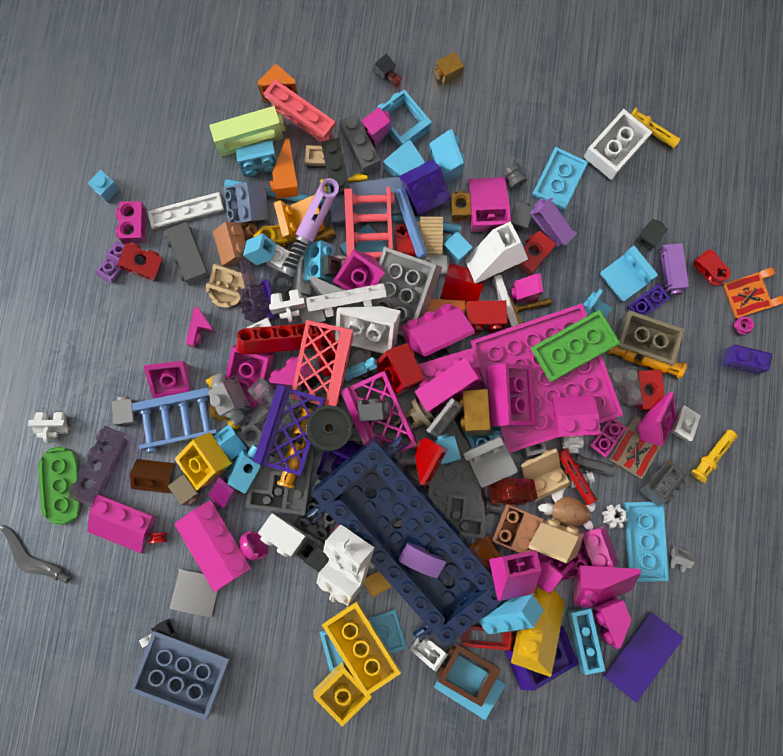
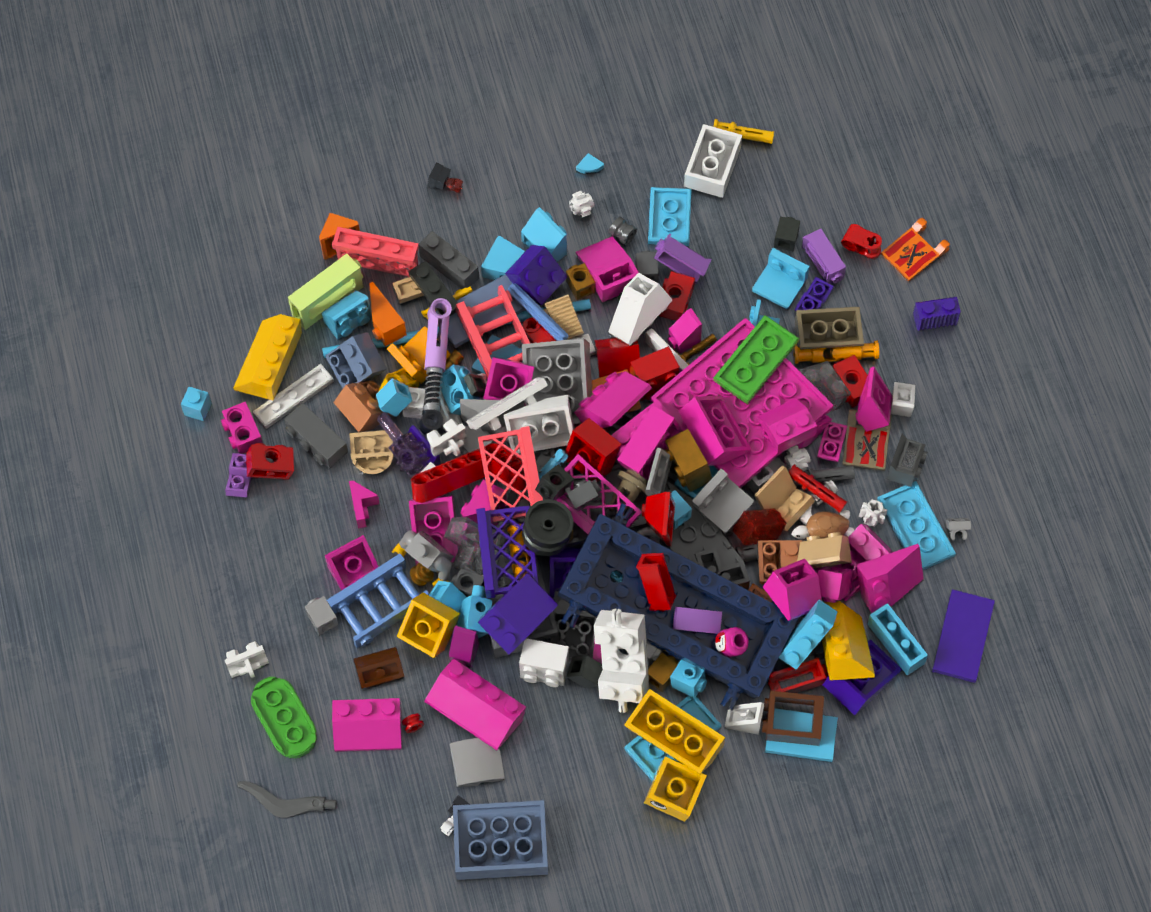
camera: 20 degrees left, 15 degrees down
(109, 462) = (319, 644): clear purple brick -> none
(179, 170) = (269, 356): none -> yellow slope
(184, 491) = (420, 665): dark tan brick -> none
(252, 546) = (517, 689): dark pink hair -> none
(271, 492) = (517, 613): none -> dark purple slope
(358, 388) = (554, 483): none -> pearl dark grey brick
(377, 125) = (460, 233): dark pink slope -> none
(388, 598) = (688, 679): none -> medium azure brick
(399, 518) = (656, 581): none -> red window
(415, 132) = (505, 216): medium azure window -> none
(442, 592) = (731, 642): none -> dark pink head
(449, 68) = (506, 153): pearl gold brick -> none
(456, 247) = (595, 321): medium azure brick -> none
(491, 138) = (581, 204): none -> white gear
(513, 105) = (589, 164): none -> medium azure tile
(613, 620) = (914, 608): dark pink slope -> none
(709, 462) = (944, 425): yellow pin -> none
(749, 324) = (923, 280): dark pink plate -> none

